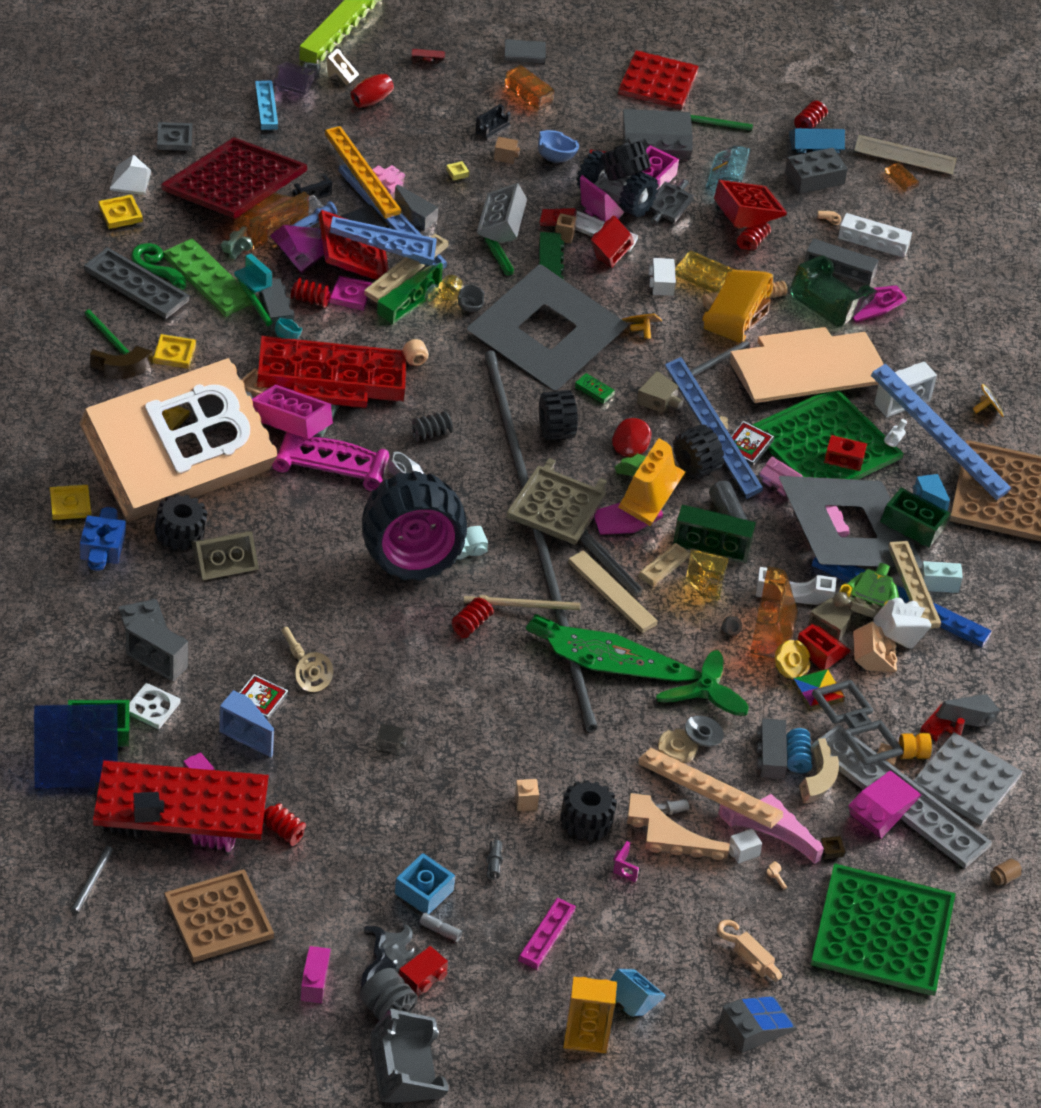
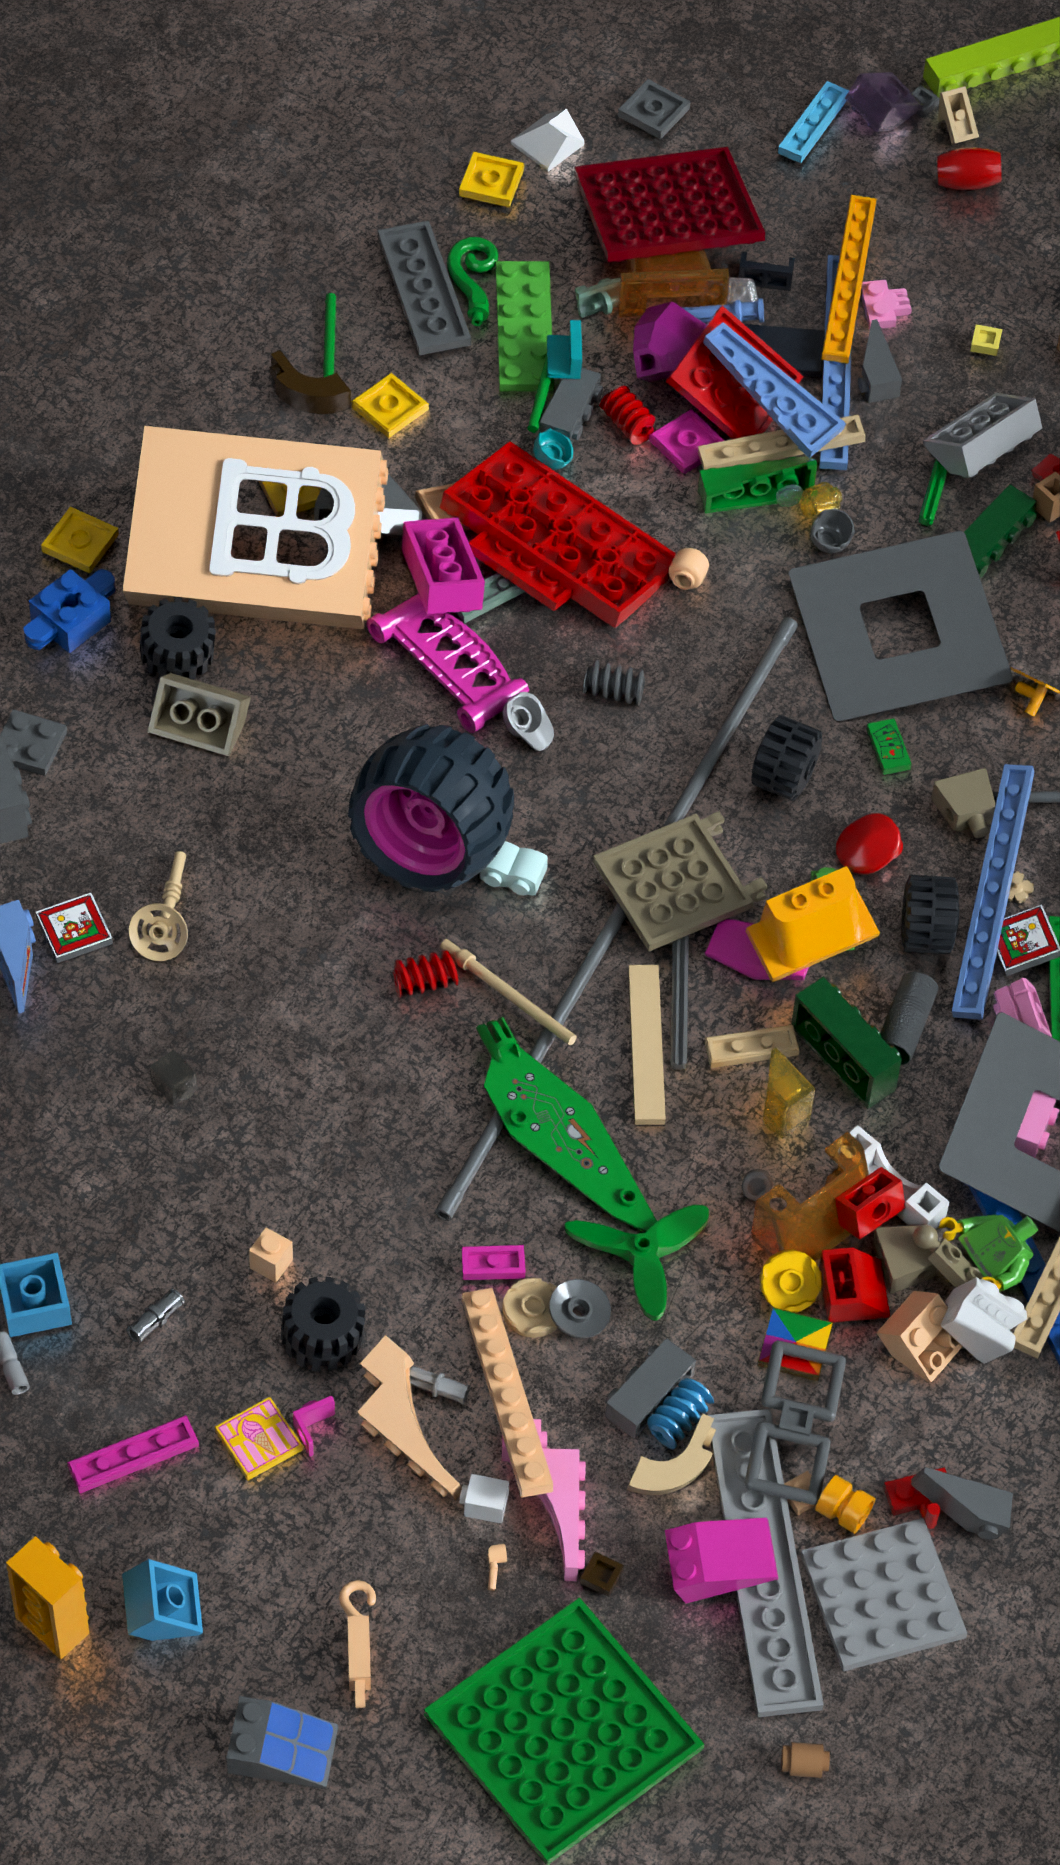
camera: 40 degrees right, 10 degrees up
(603, 887) = (258, 1438): none -> tile
(639, 735) = (493, 1262): none -> dark pink plate
(801, 598) = (870, 1203): none -> red brick

